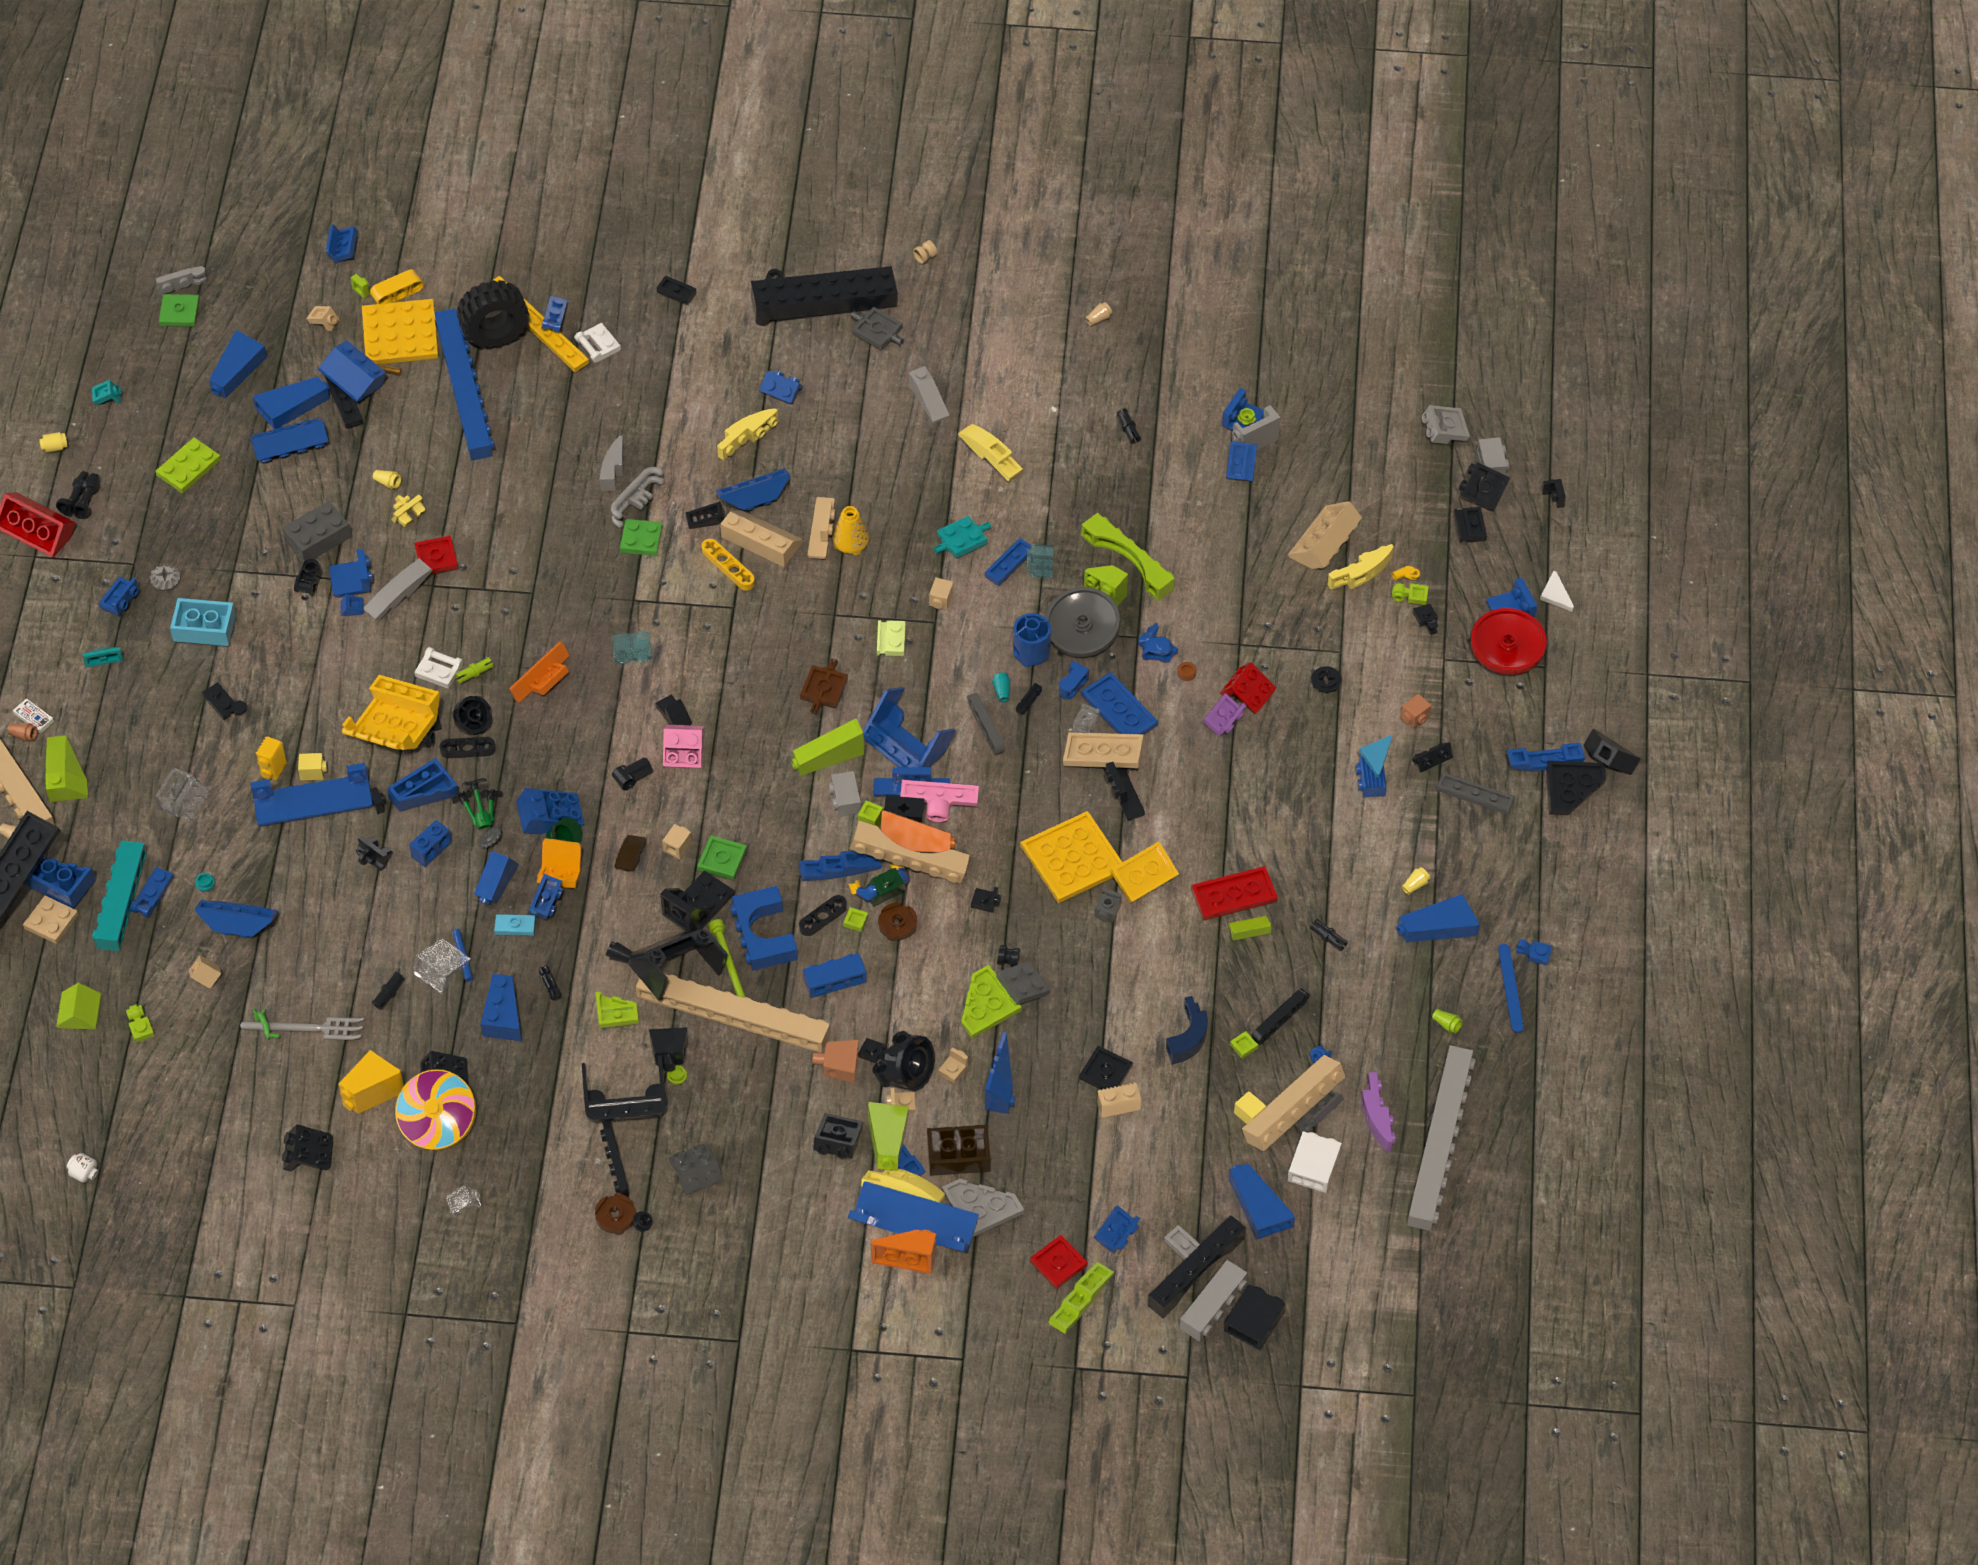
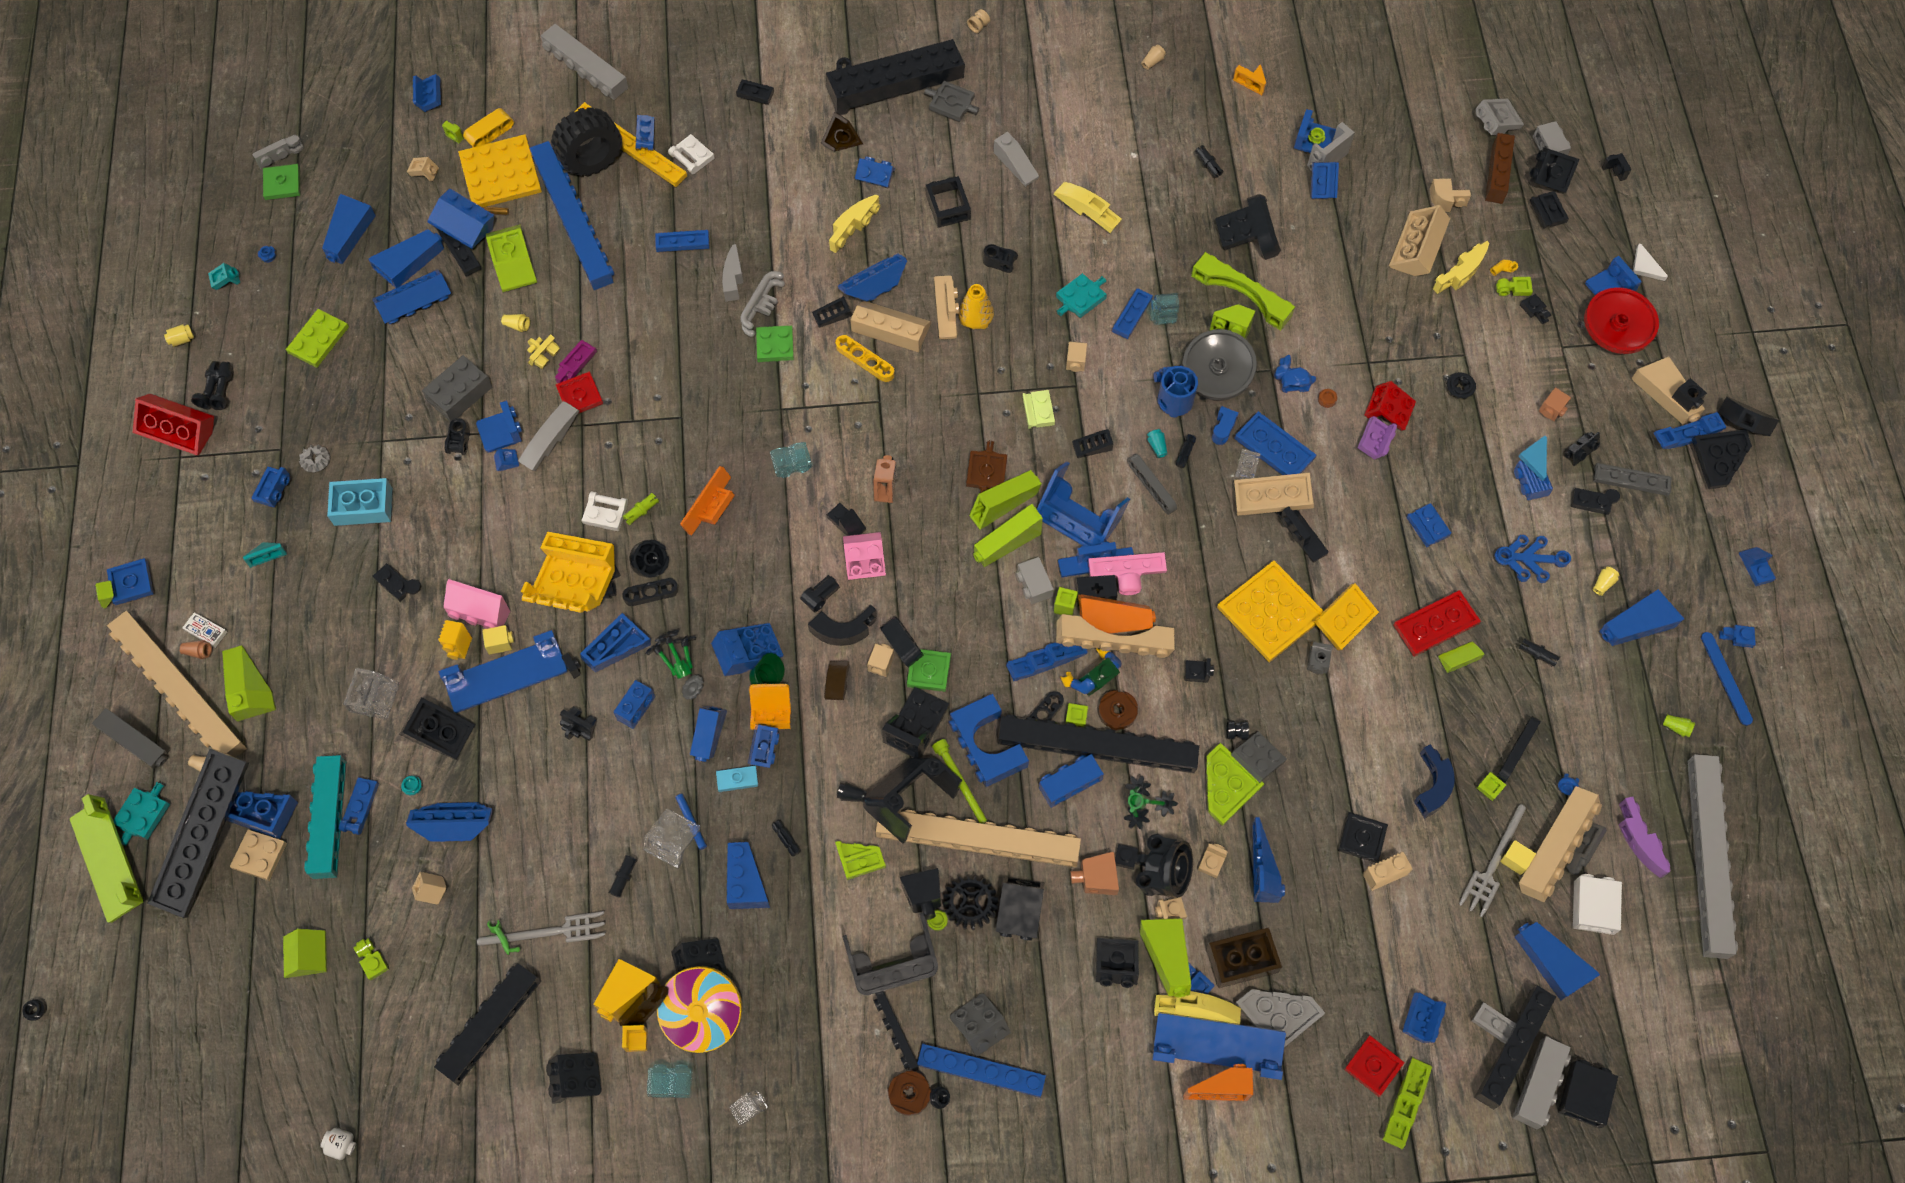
camera: 10 degrees left, 10 degrees up
(152, 377) = (267, 257): none -> blue plate
(237, 1093) = (487, 1024): none -> black brick
(238, 835) = (437, 728): none -> black slope
(296, 730) = (475, 605): none -> bright pink slope
(370, 1126) = (634, 1038): none -> yellow panel
(384, 1098) = (644, 1005): none -> dark brown hinge
(394, 417) = (511, 258): none -> lime slope
(395, 1168) = (669, 1082): none -> clear light blue brick
(438, 524) = (575, 361): none -> magenta hinge
(507, 235) = (584, 62): none -> light grey brick
(570, 425) = (682, 240): none -> blue plate
(647, 812) = (842, 633): none -> black arch
(687, 1207) = (981, 1070): none -> blue plate
(700, 826) = (902, 641): none -> black beam
(706, 1072) = (976, 896): none -> black gear
(720, 670) = (886, 473): none -> nougat torso
(754, 345) = (840, 134): none -> dark brown slope
(757, 1075) = (1020, 908): none -> black slope
(830, 713) = (1003, 498): none -> lime slope
(851, 440) = (951, 215): none -> black window
(872, 947) = (1101, 744): none -> black brick
(887, 488) = (1000, 258): none -> black piece
(894, 996) = (1138, 801): none -> black plant
(944, 683) = (1101, 448): none -> black slope
(1151, 493) = (1248, 225): none -> black piece
(1194, 351) = (1252, 80): none -> light orange slope
(1217, 1122) = (1487, 877): none -> light grey piece
(1254, 804) = (1428, 525): none -> blue plate
(1347, 848) = (1529, 558): none -> blue plant
(1365, 497) = (1443, 195): none -> tan brick
(1430, 476) = (1500, 168): none -> reddish brown brick
(1430, 807) = (1594, 501): none -> black hinge
(1538, 714) = (1661, 382): none -> tan slope
(1551, 713) = (1689, 395): none -> black brick
(1576, 892) = (1757, 565): none -> blue slope

